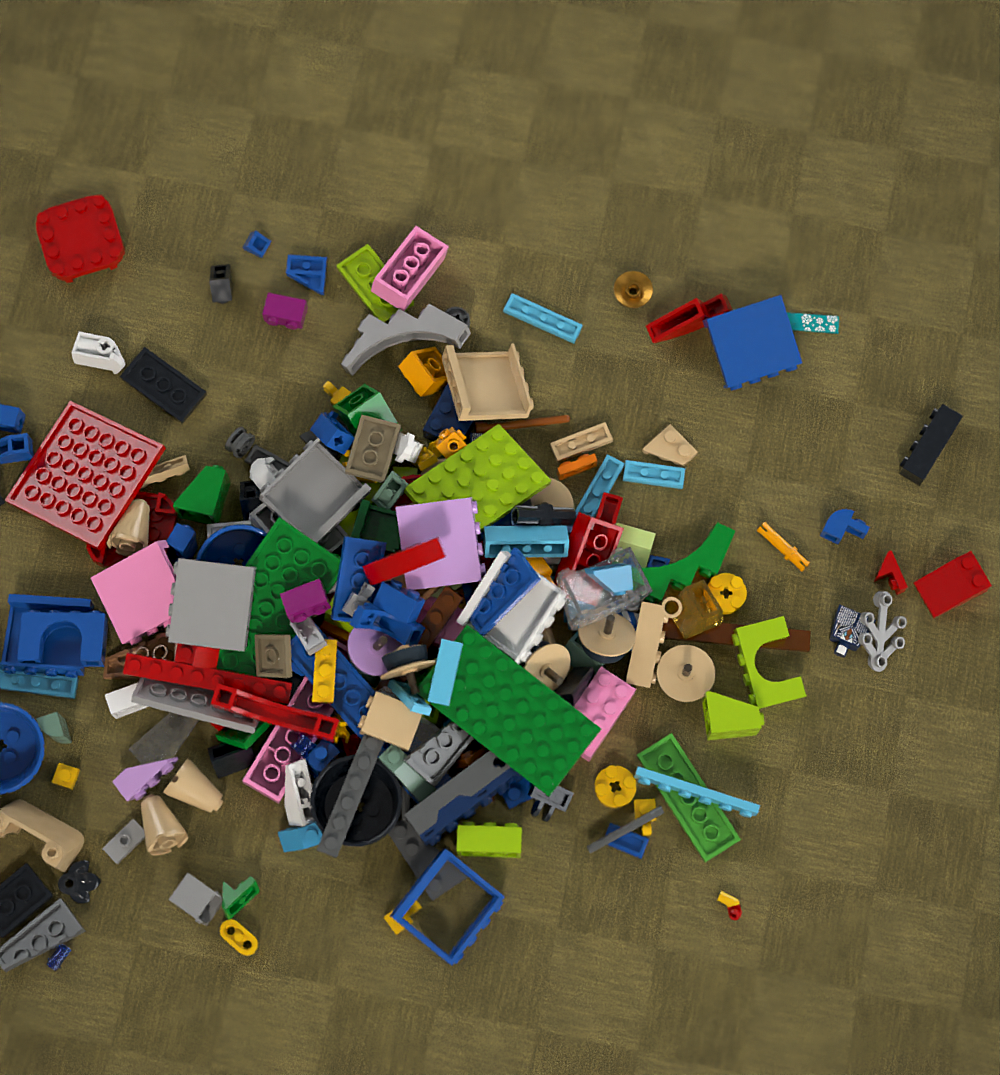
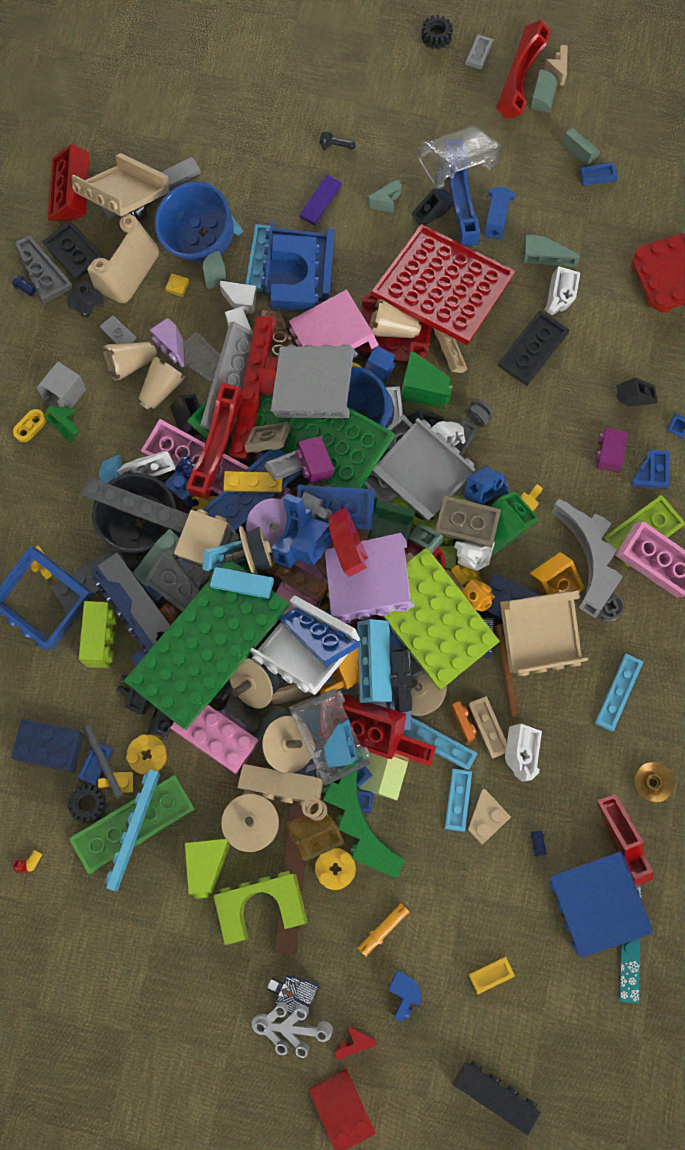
camera: 90 degrees right, 0 degrees up
(46, 369) = (547, 252): none -> sand green slope
(86, 702) = (239, 295): none -> white slope
(584, 772) = (160, 725): none -> black bracket
(607, 408) = (523, 751): none -> white piece
(609, 890) = (47, 746): none -> dark blue brick
(659, 855) = (74, 803): none -> black tyre
(694, 399) = (538, 843): none -> clear blue pin
(820, 447) = (491, 975): none -> yellow tile

